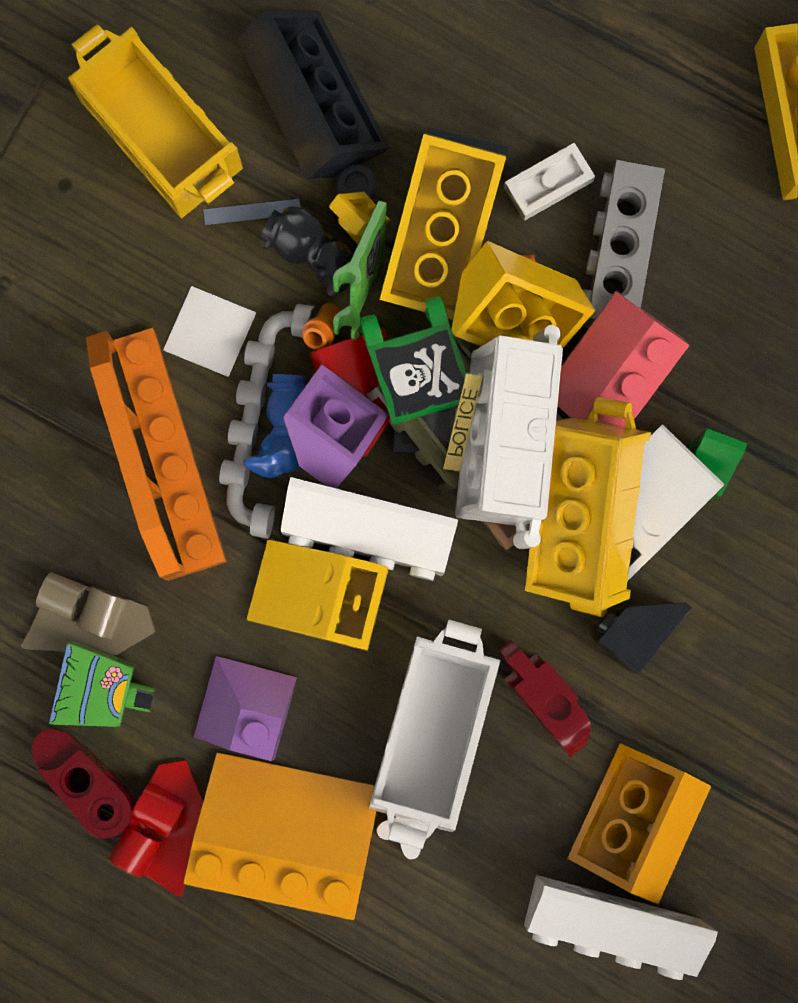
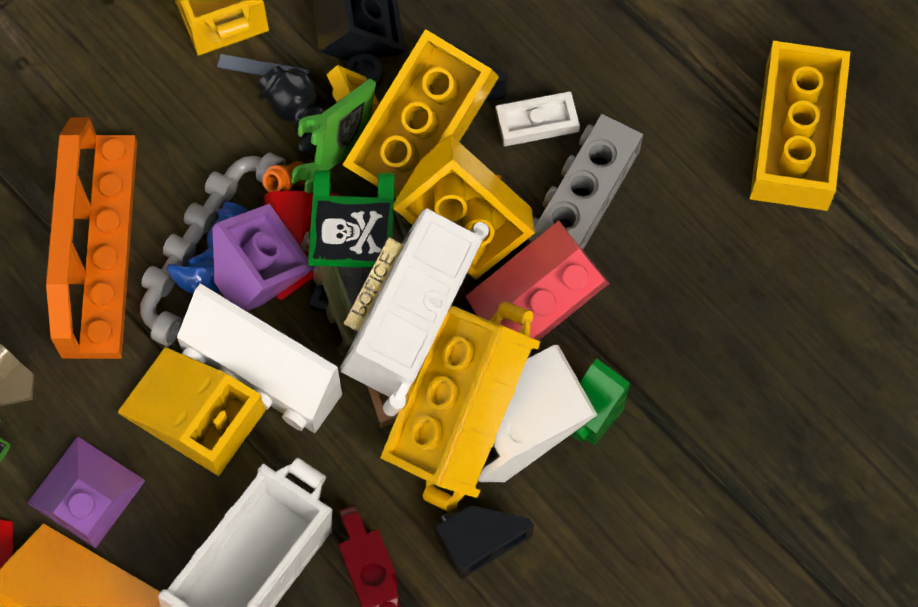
camera: 20 degrees right, 15 degrees down
(209, 331) = (185, 156): white sticker -> none

